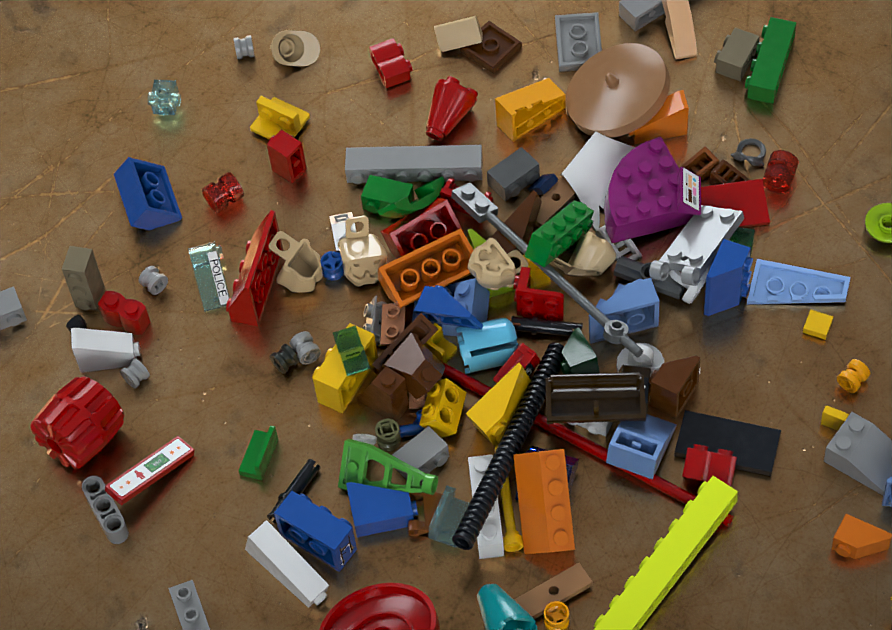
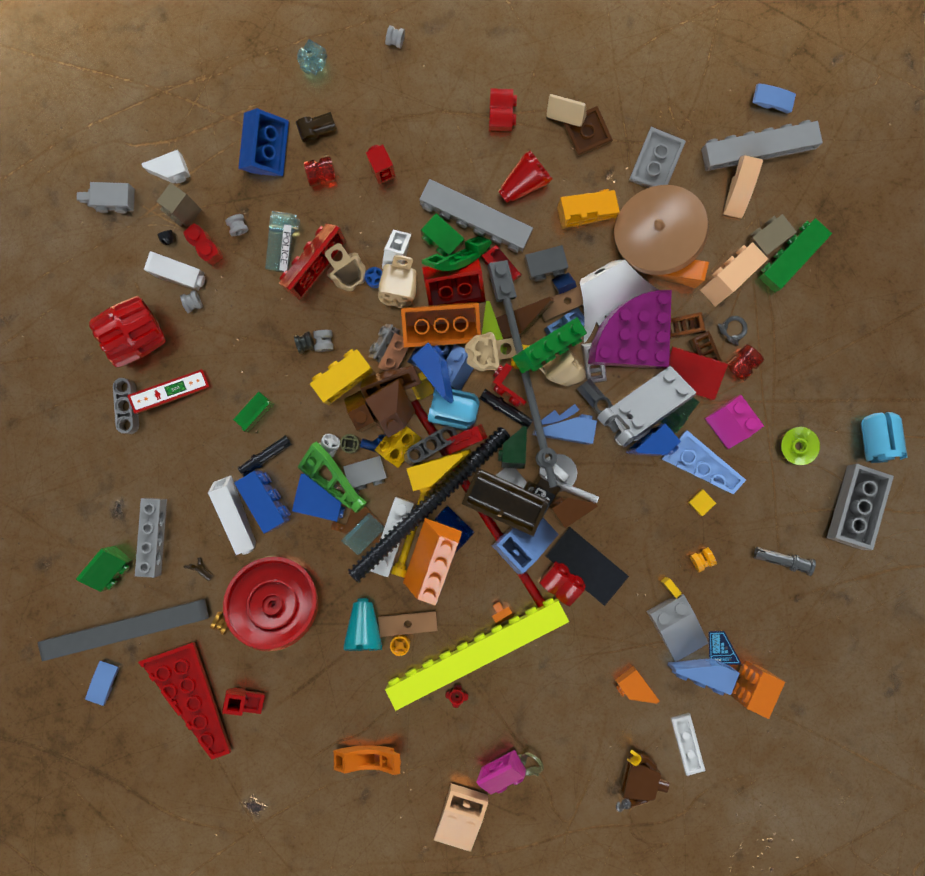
camera: 20 degrees right, 30 degrees up
(47, 259) = (168, 167): none -> white slope
(193, 160) = (310, 128): none -> dark brown piece
(278, 115) = (392, 122): yellow bracket -> none
(295, 48) = (433, 59): tan piece -> none
(351, 350) = (346, 377): clear green slope -> none
(477, 387) = (423, 452): none -> dark grey beam
(656, 528) = (502, 614): none -> orange tile
(688, 192) = (664, 356): slope -> none
(716, 100) = (734, 273): none -> light nougat wedge
(803, 231) = (734, 422): none -> dark pink slope

